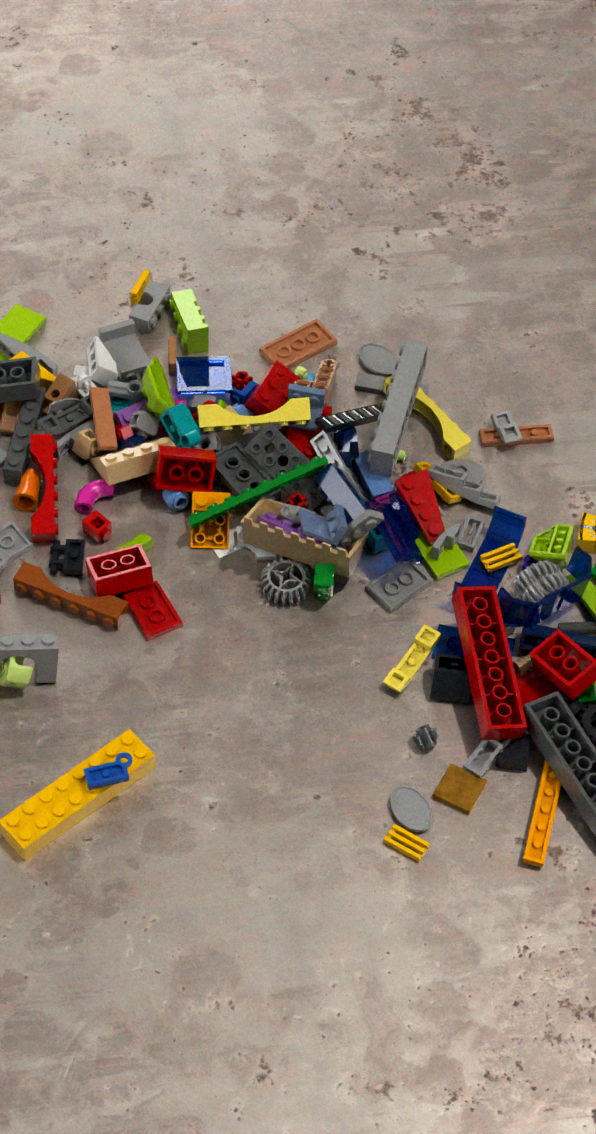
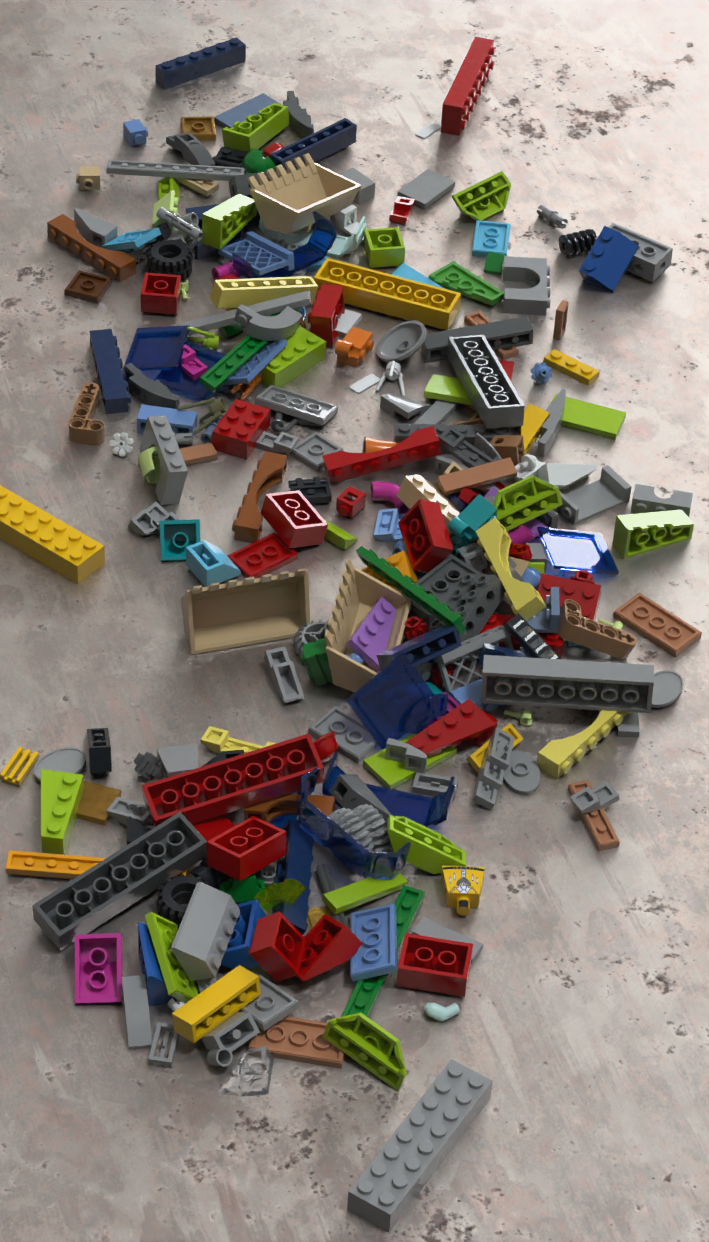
camera: 80 degrees right, 10 degrees down
(81, 690) = (148, 520): none -> light grey slope
(108, 773) = (42, 530): blue hinge -> none
(118, 669) = (176, 536): none -> teal slope
(133, 499) = (387, 525): none -> light blue slope
(137, 291) = (697, 498): yellow tile -> none
(163, 650) = (210, 563): none -> medium azure slope
(172, 356) = (598, 525): medium nougat tile -> none
(245, 625) = (246, 611): none -> tan piece
(291, 512) = (391, 625): light grey hinge -> none
(321, 617) = (283, 674): none -> light grey slope
(326, 529) = (371, 630): sand blue bracket -> none
(360, 526) = (374, 657): light grey plate -> none
(398, 772) = (99, 751): none -> black slope
(421, 601) = (326, 746): none -> red helmet
(431, 710) = (177, 759): none -> light grey torso
(476, 813) = (59, 805): none -> lime wedge
(499, 555) = (405, 804): yellow tile -> none
(499, 578) = (353, 792): none -> dark grey slope

